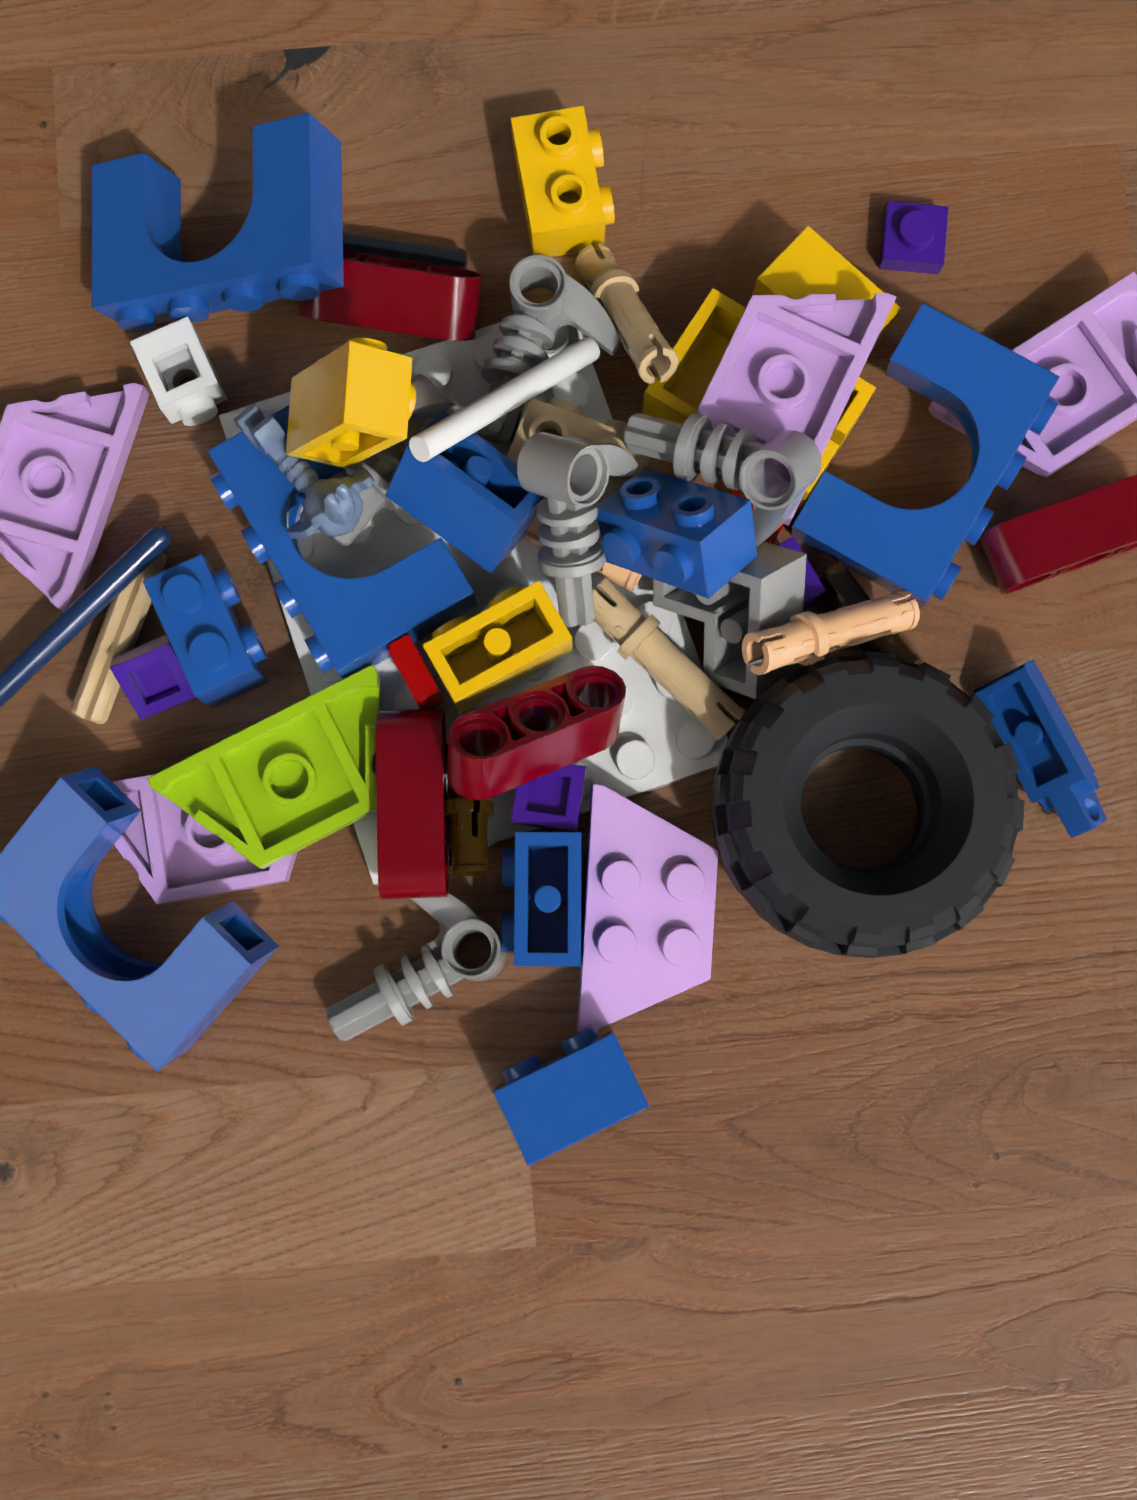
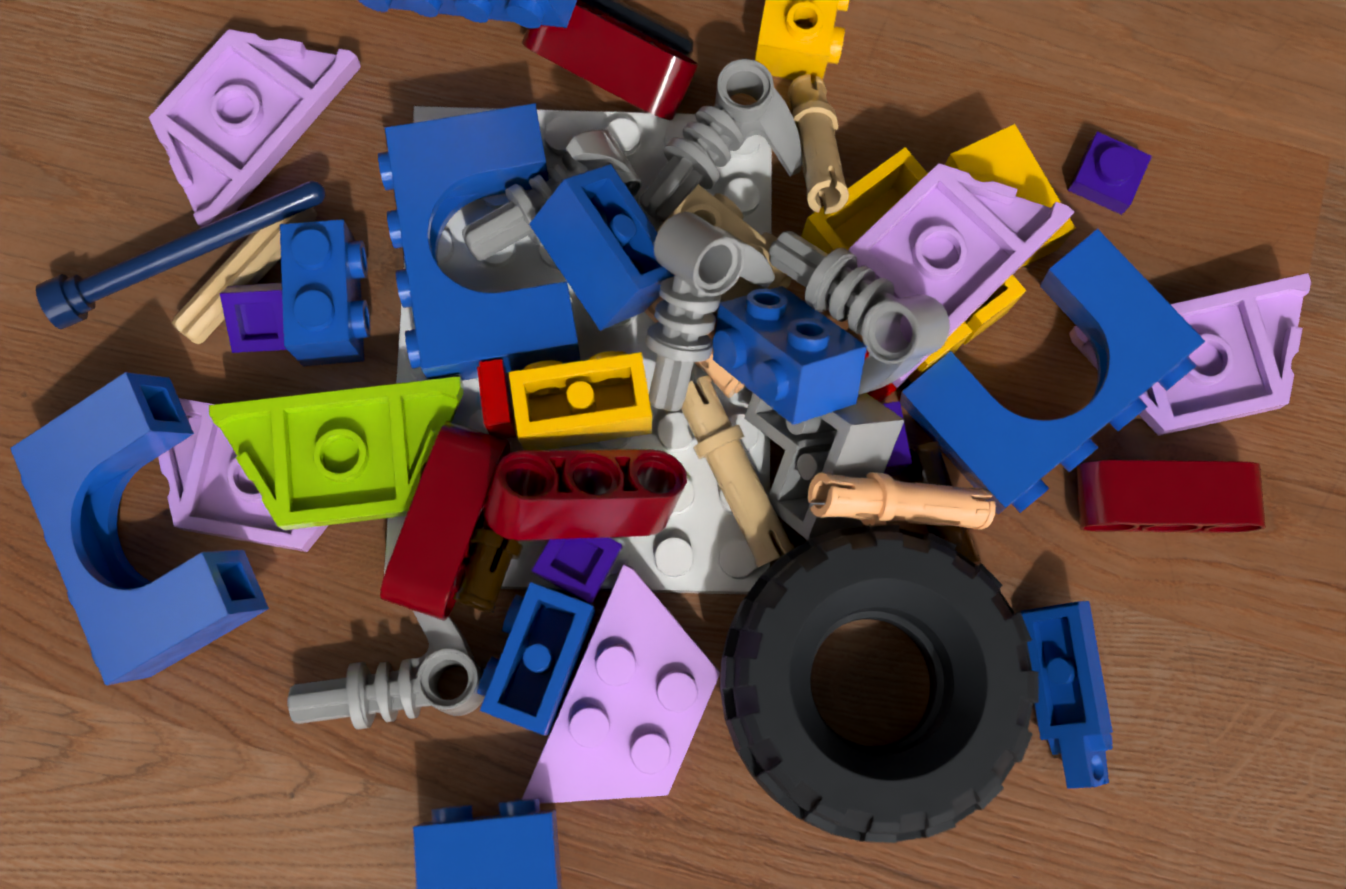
camera: 15 degrees right, 5 degrees down
(169, 358) = (393, 56): white brick -> none
(329, 503) = (474, 213): sand blue piece -> none
(350, 404) = (525, 125): yellow brick -> none
(503, 400) = (669, 175): white bar -> none

